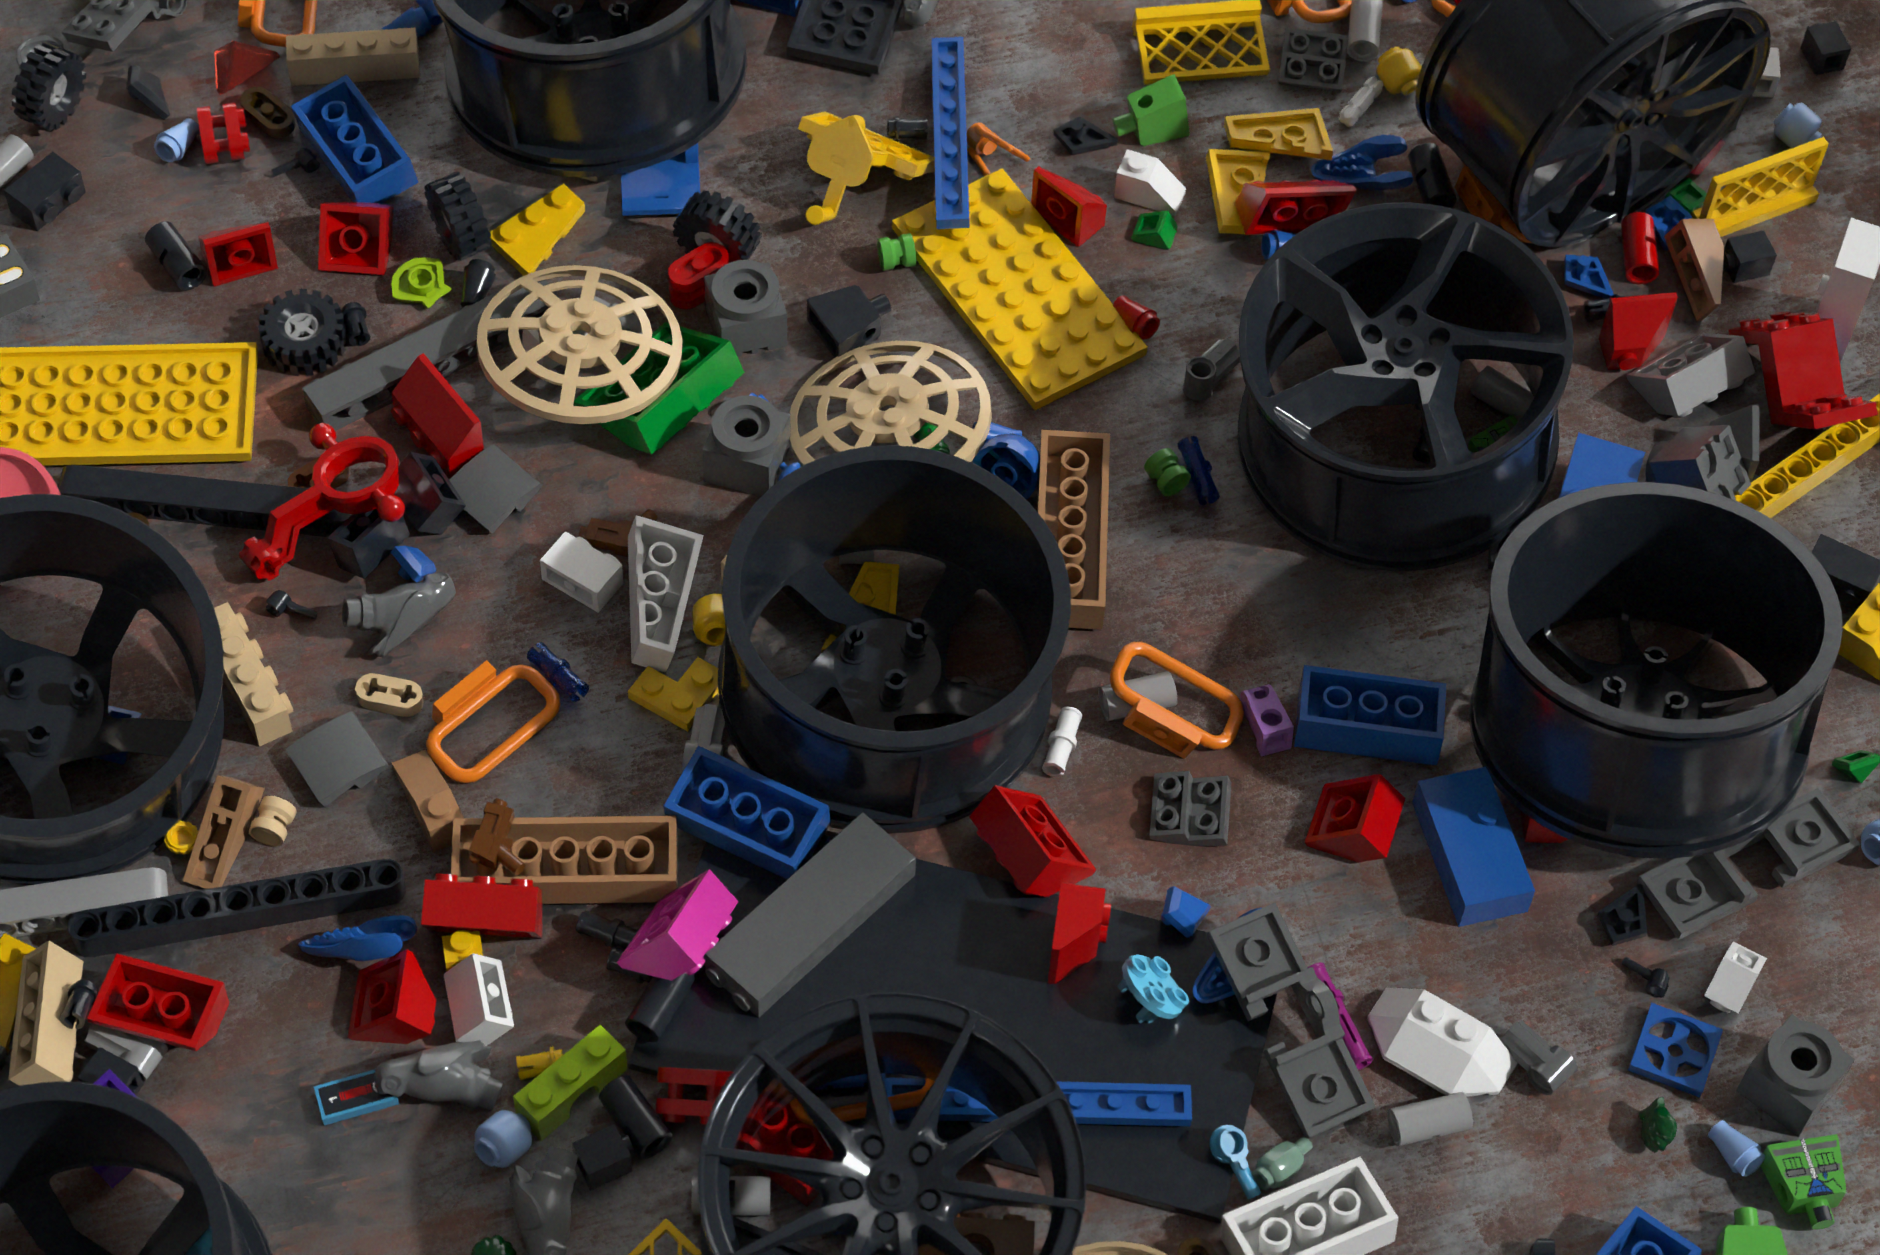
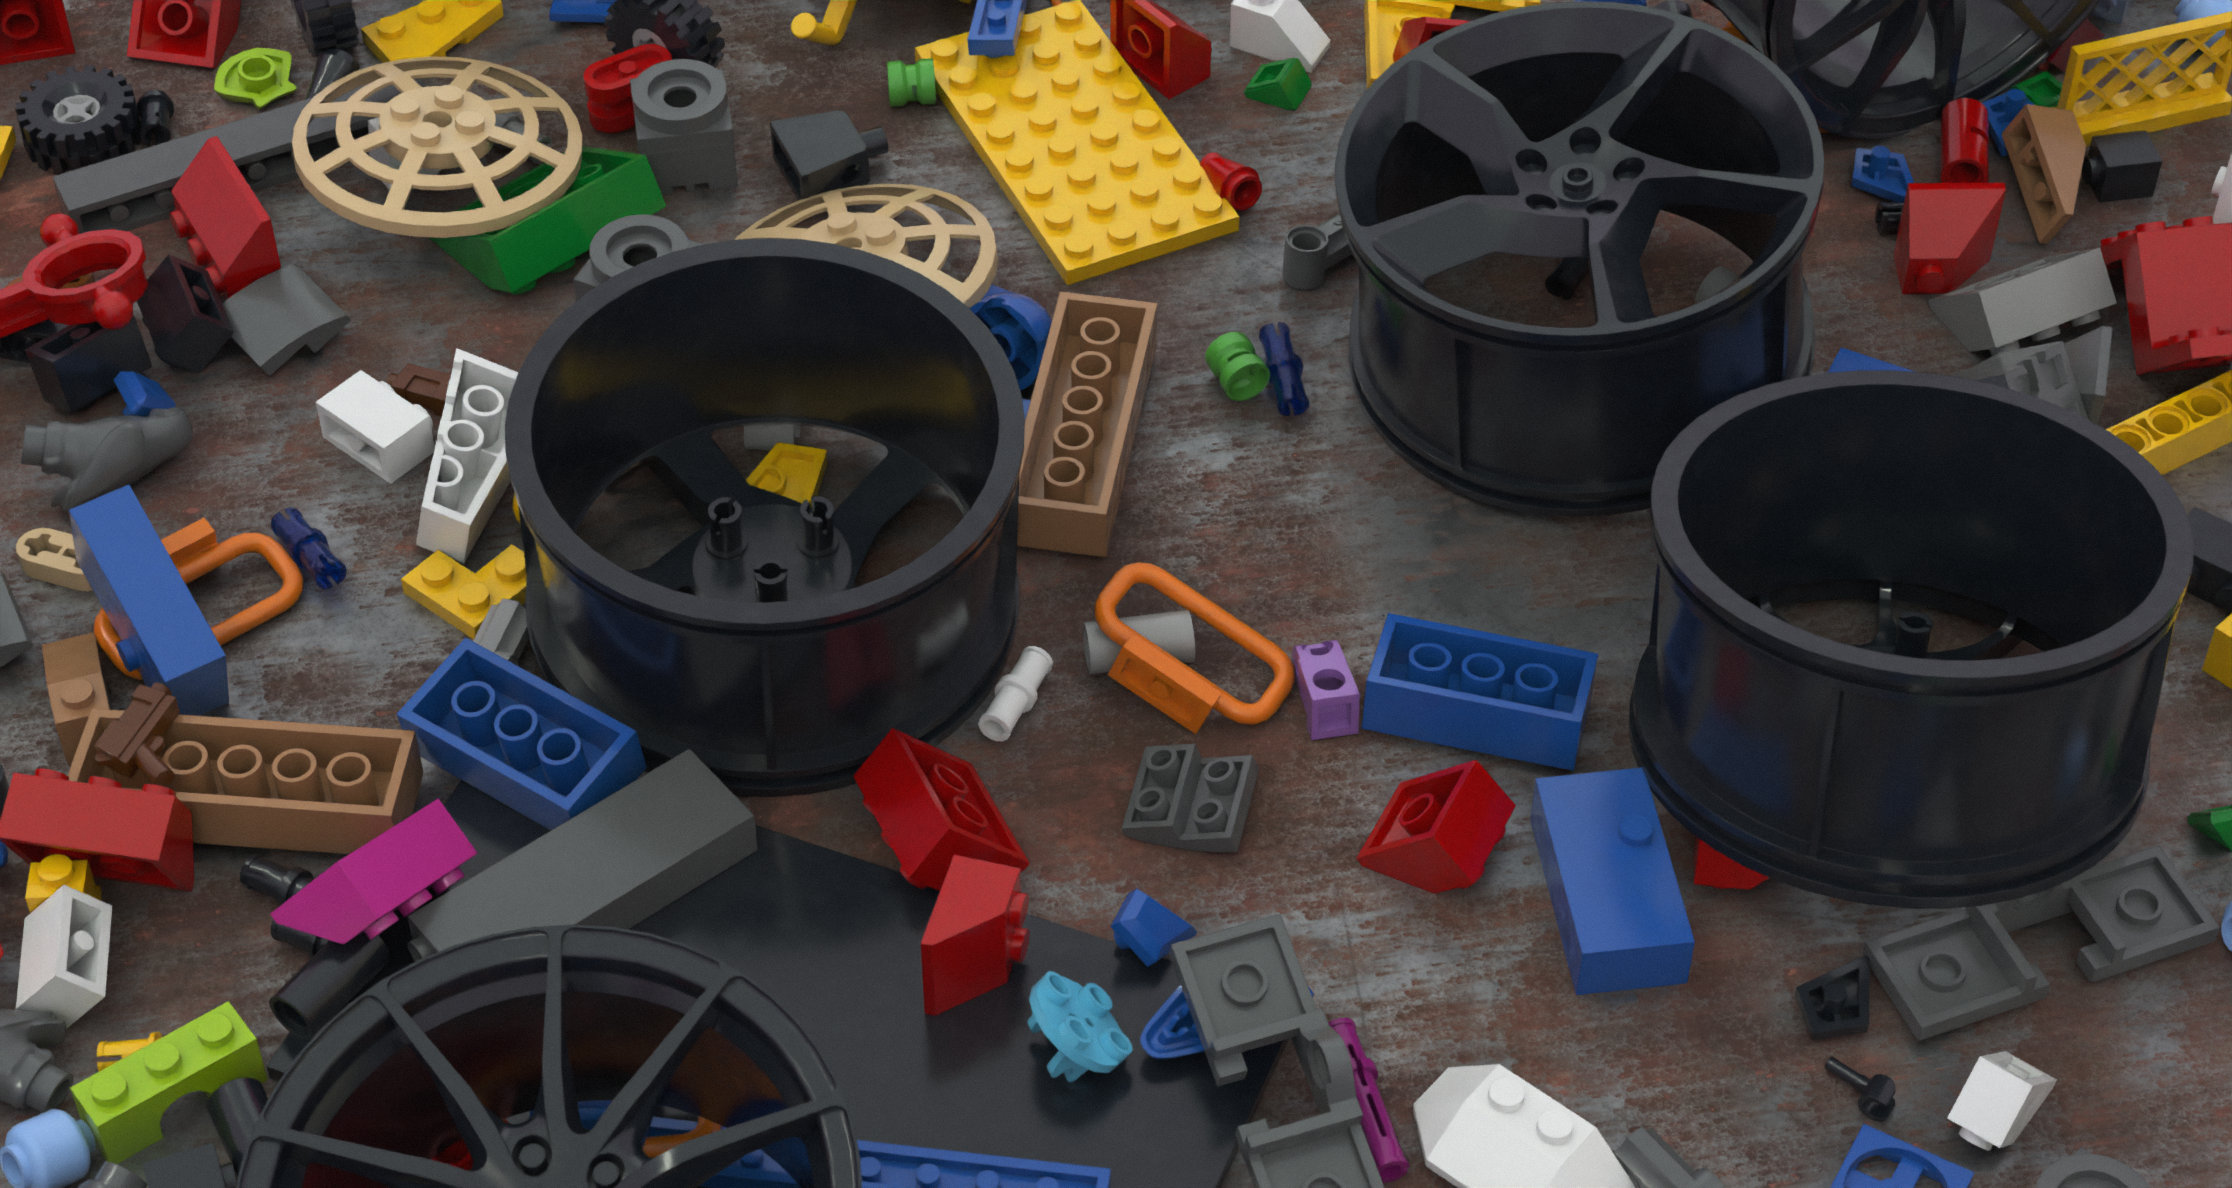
camera: 10 degrees right, 10 degrees down
(472, 736) = (148, 602): none -> blue brick

